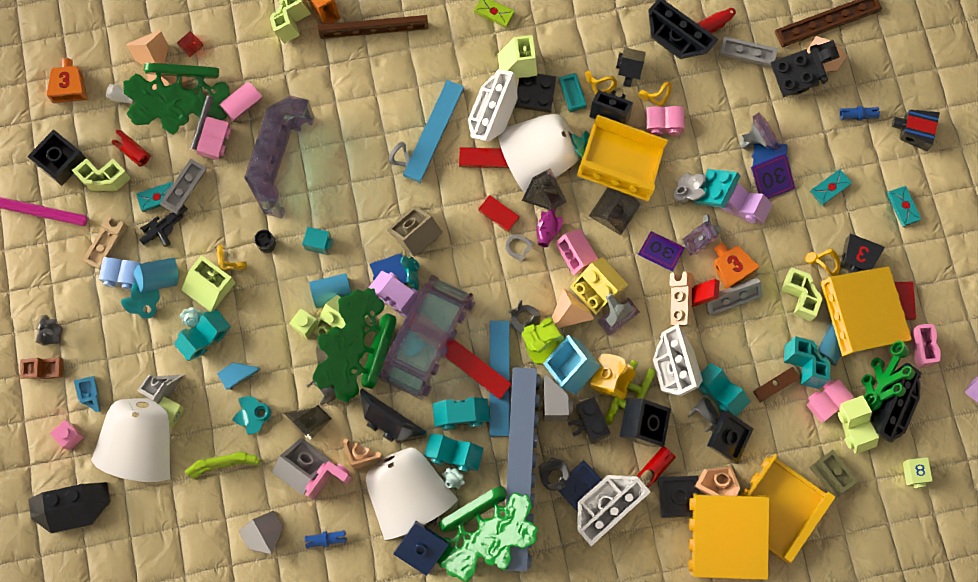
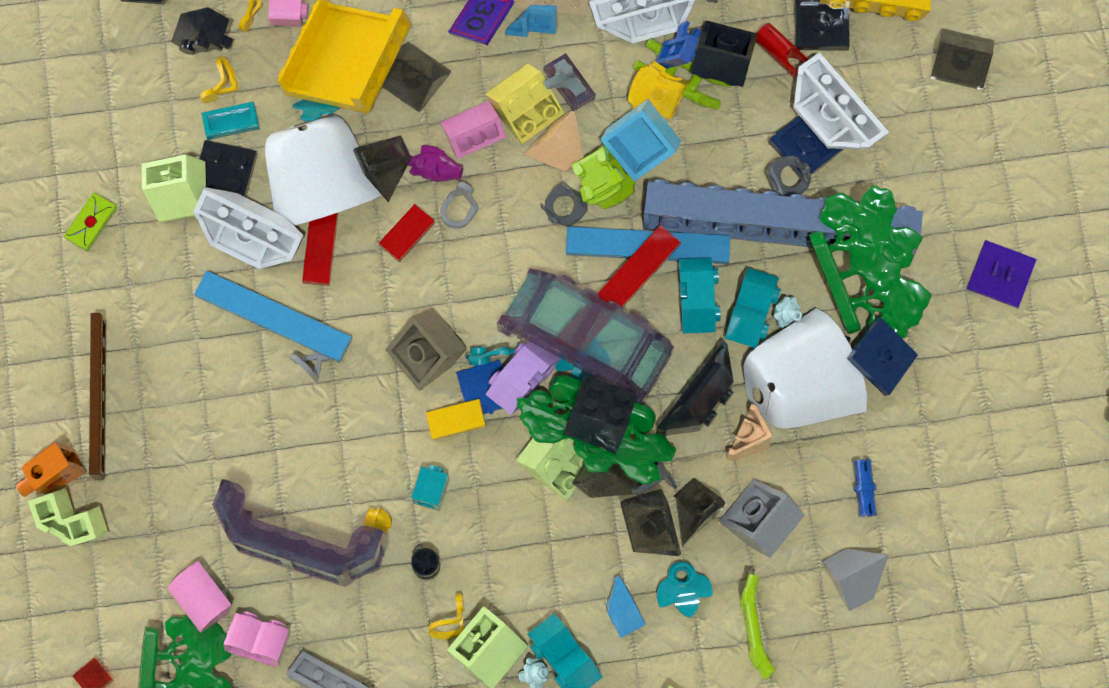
camera: 85 degrees left, 0 degrees up
(205, 112) = (229, 656): dark grey bar -> none
(293, 388) = (650, 524): none -> clear smoke slope
(294, 208) = (378, 519): none -> yellow plate
(303, 323) = (556, 508): yellowish green brick -> none
(325, 472) = (774, 478): bright pink bracket -> none
(327, 288) = (507, 473): dark azure brick -> none
(363, 344) = (600, 414): none -> black brick
(366, 254) = (456, 419): none -> yellow tile
(555, 402) = (690, 164): light grey slope -> none
(592, 421) = (715, 125): black brick -> none
(611, 107) = (263, 65): black brick -> none
(643, 387) = (681, 49): none -> blue plate
(664, 288) = (534, 19): none -> dark azure slope

